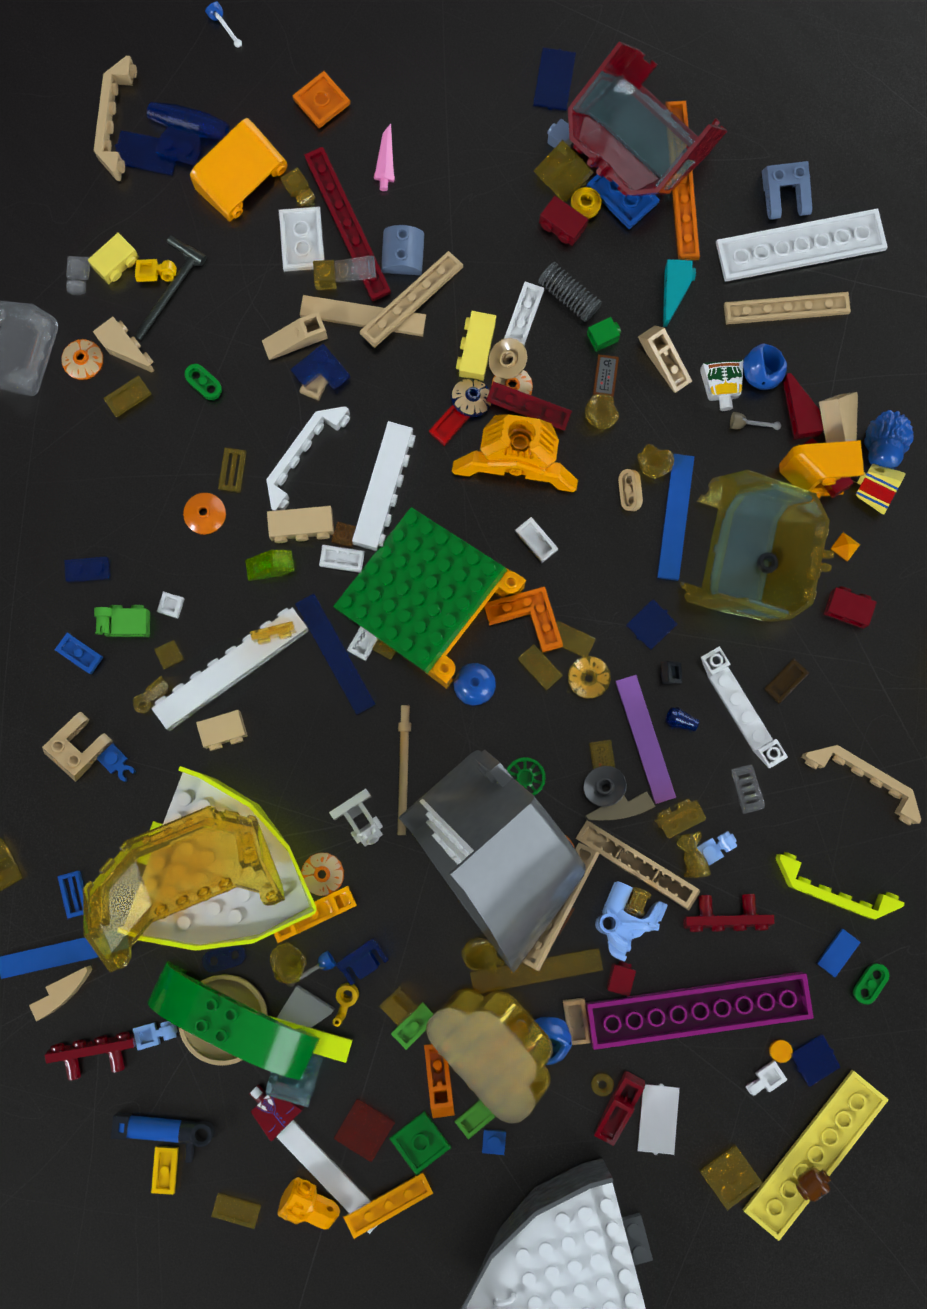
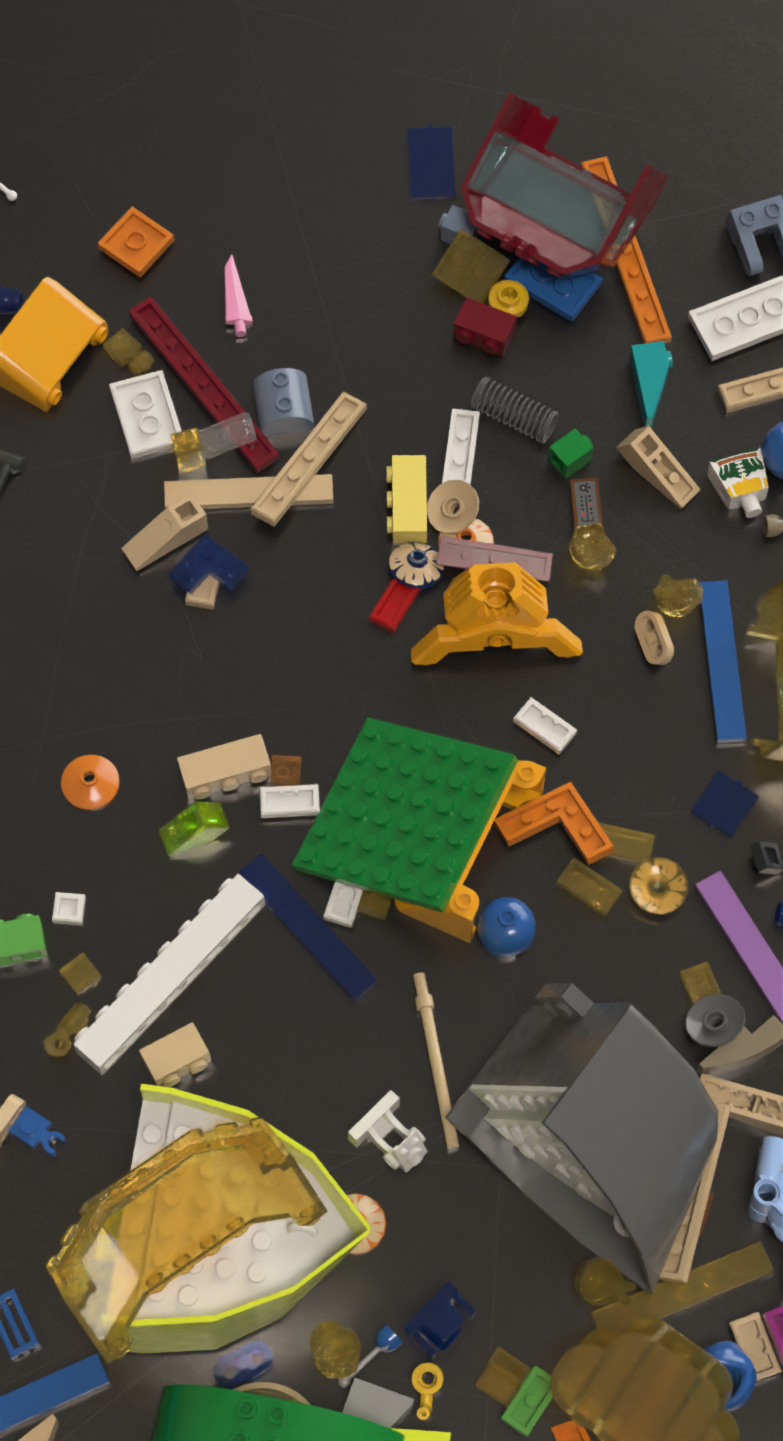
camera: 10 degrees left, 15 degrees down
(204, 382) = (55, 615): green plate -> none
(230, 487) = (116, 741): clear yellow tile -> none
(265, 635) = (211, 912): clear yellow plate -> none
(326, 908) = (356, 1277): light orange slope -> none
(335, 418) = (236, 625): white slope -> none
(383, 485) = (324, 699): white brick -> none

